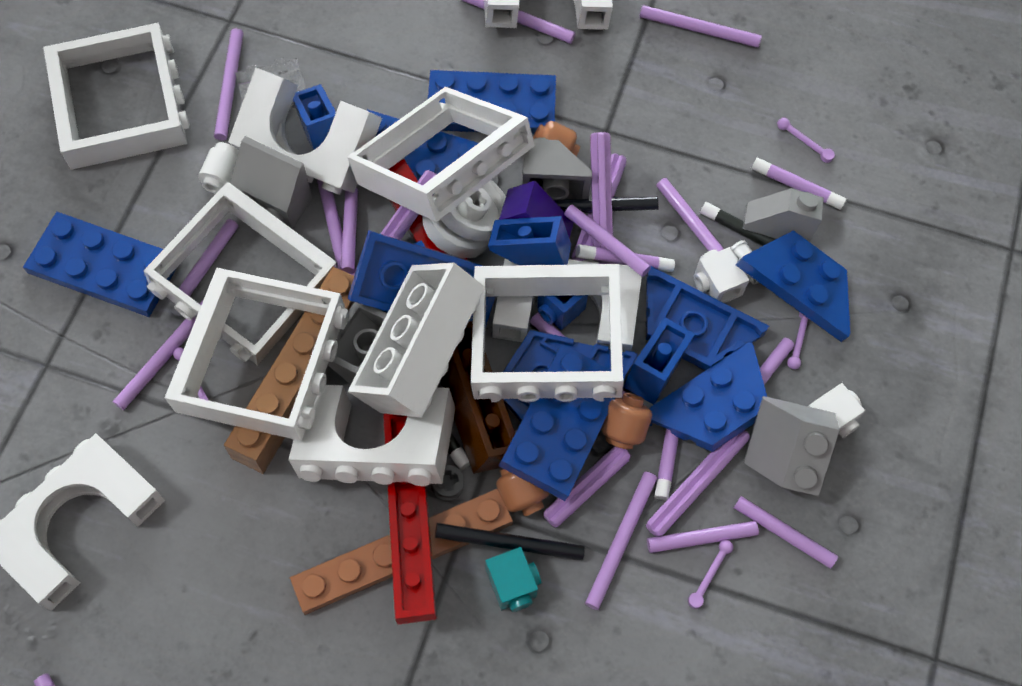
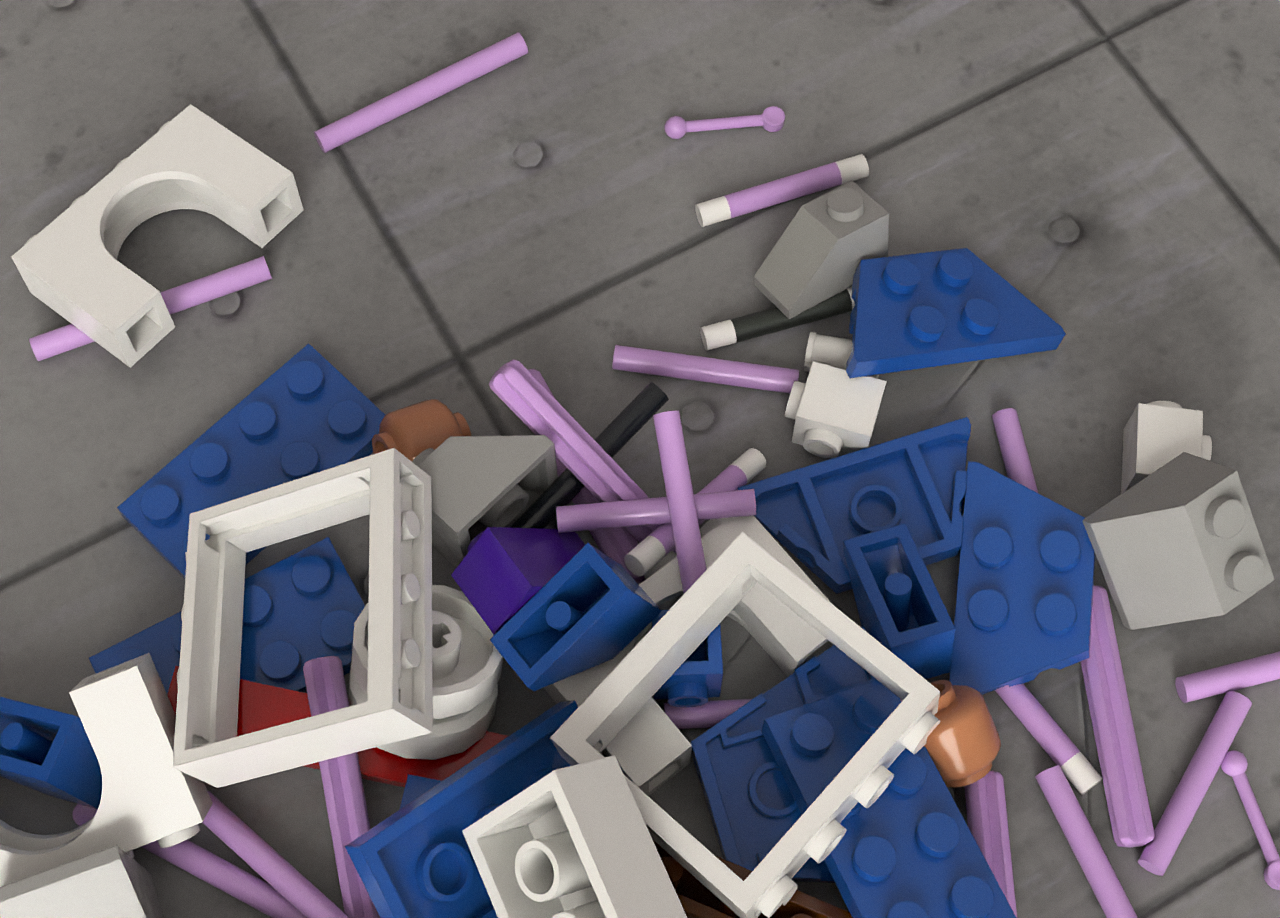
camera: 45 degrees left, 0 degrees up
(622, 233) = (680, 497): none -> lavender bar
(794, 362) = (1037, 432): lavender hinge -> none

